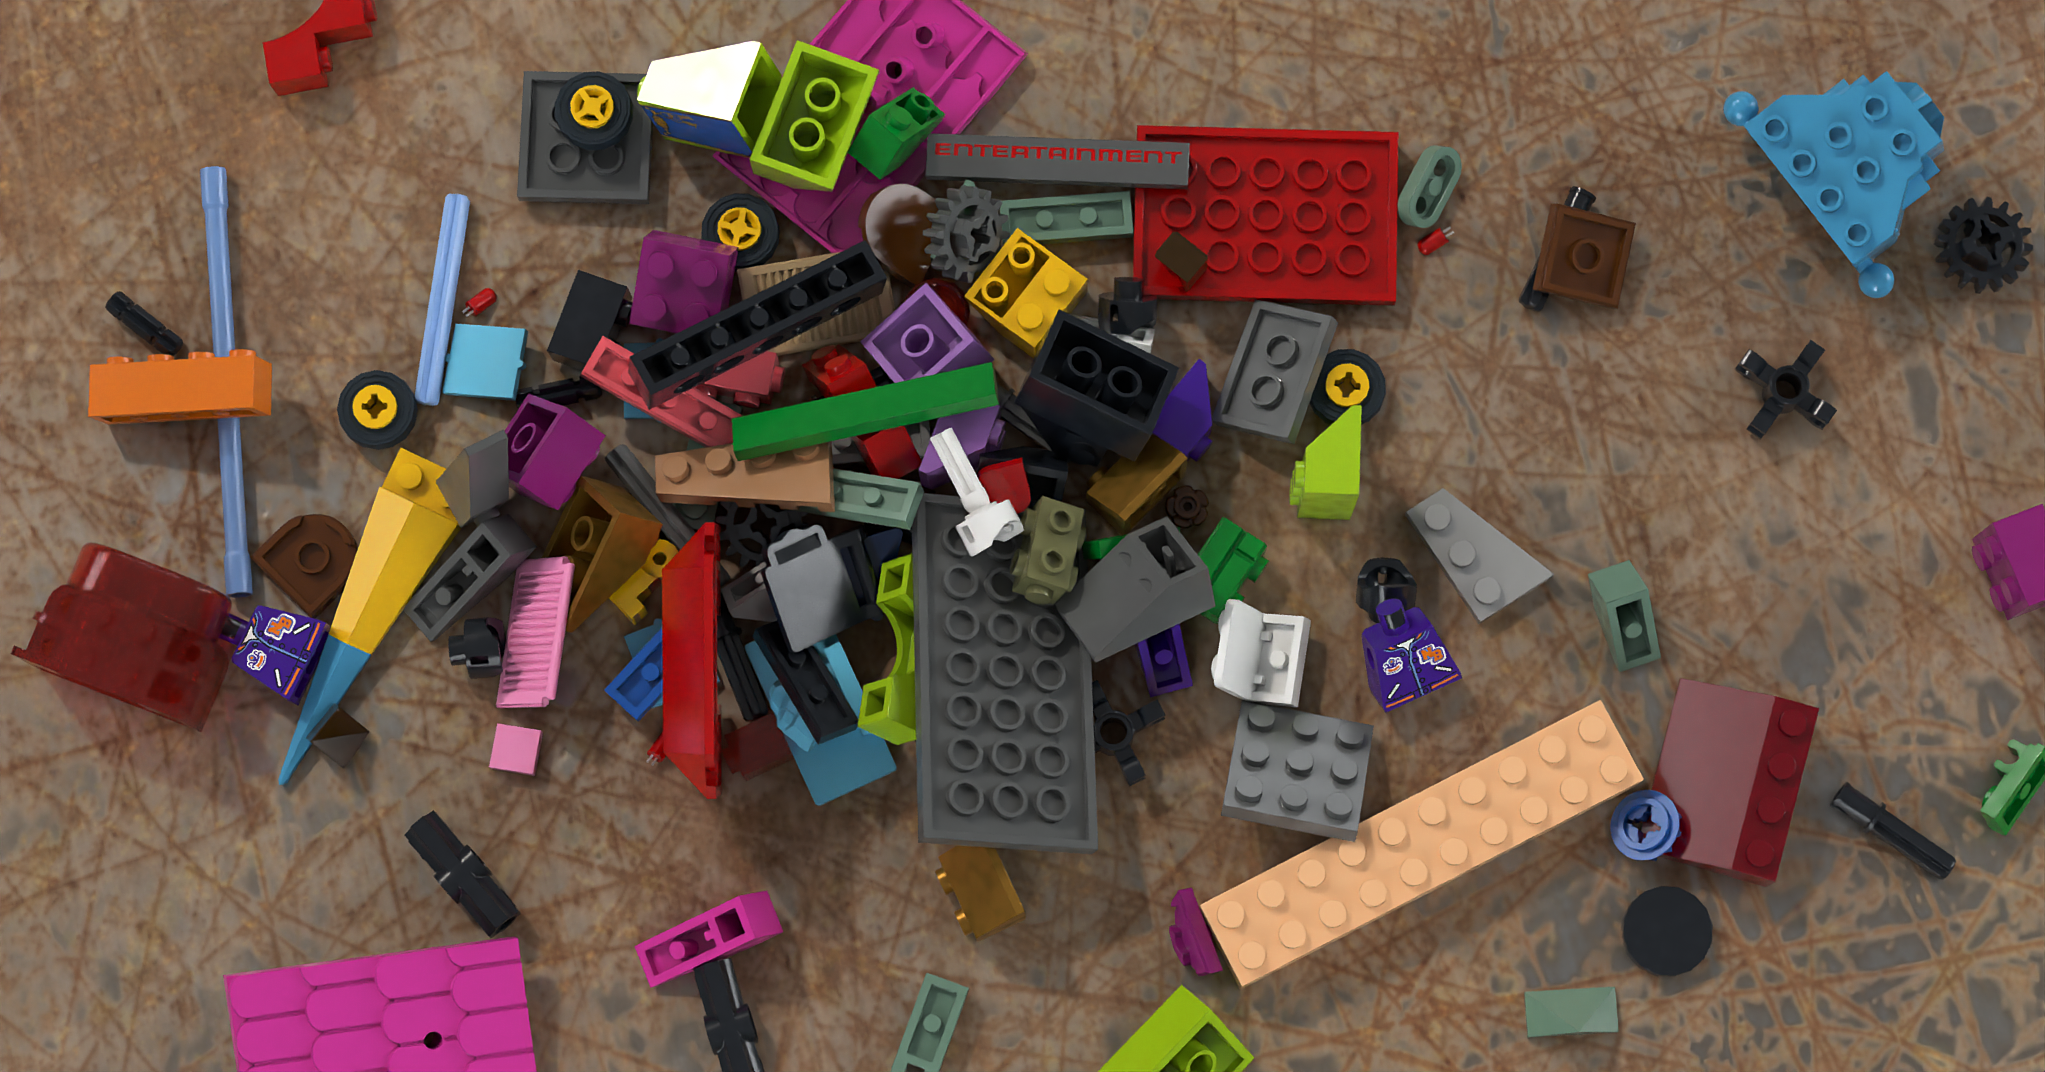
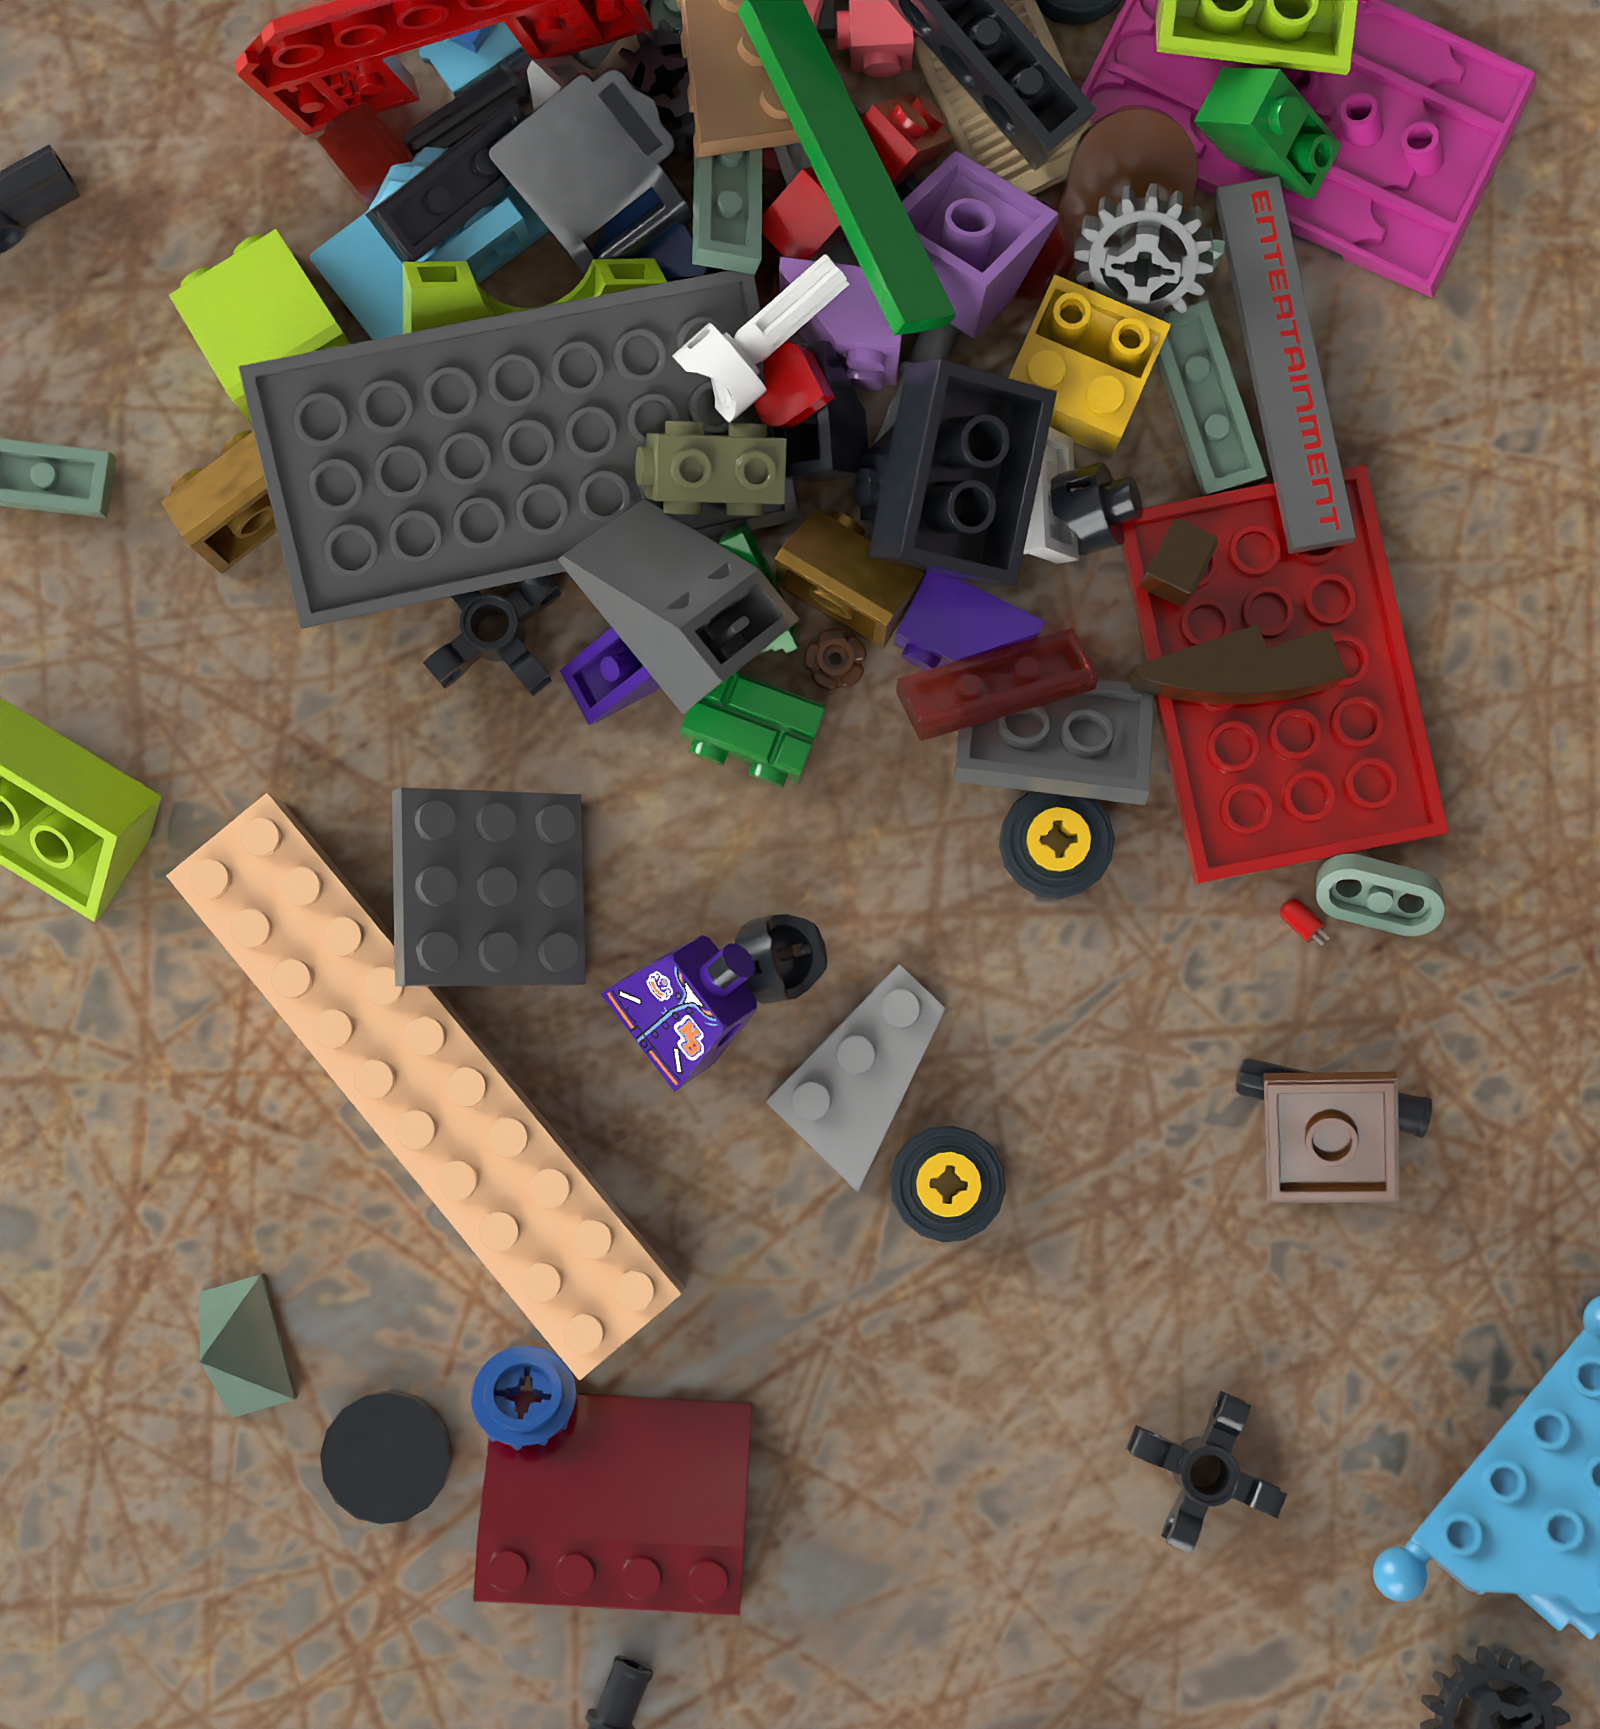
camera: 75 degrees right, 5 degrees up
(709, 937) = (99, 160): dark pink slope -> none
(864, 843) = (254, 311): none -> lime slope
(1192, 936) = (231, 796): magenta plate -> none
(1233, 401) = (996, 684): none -> clear red tile
(1260, 655) = (642, 799): white bracket -> none
(1262, 236) = (1243, 669): none -> dark brown slope
(1329, 475) = (925, 833): lime slope -> none
(1554, 528) = (929, 1162): none -> black wheel
(1625, 615) = (821, 1304): sand green slope -> none

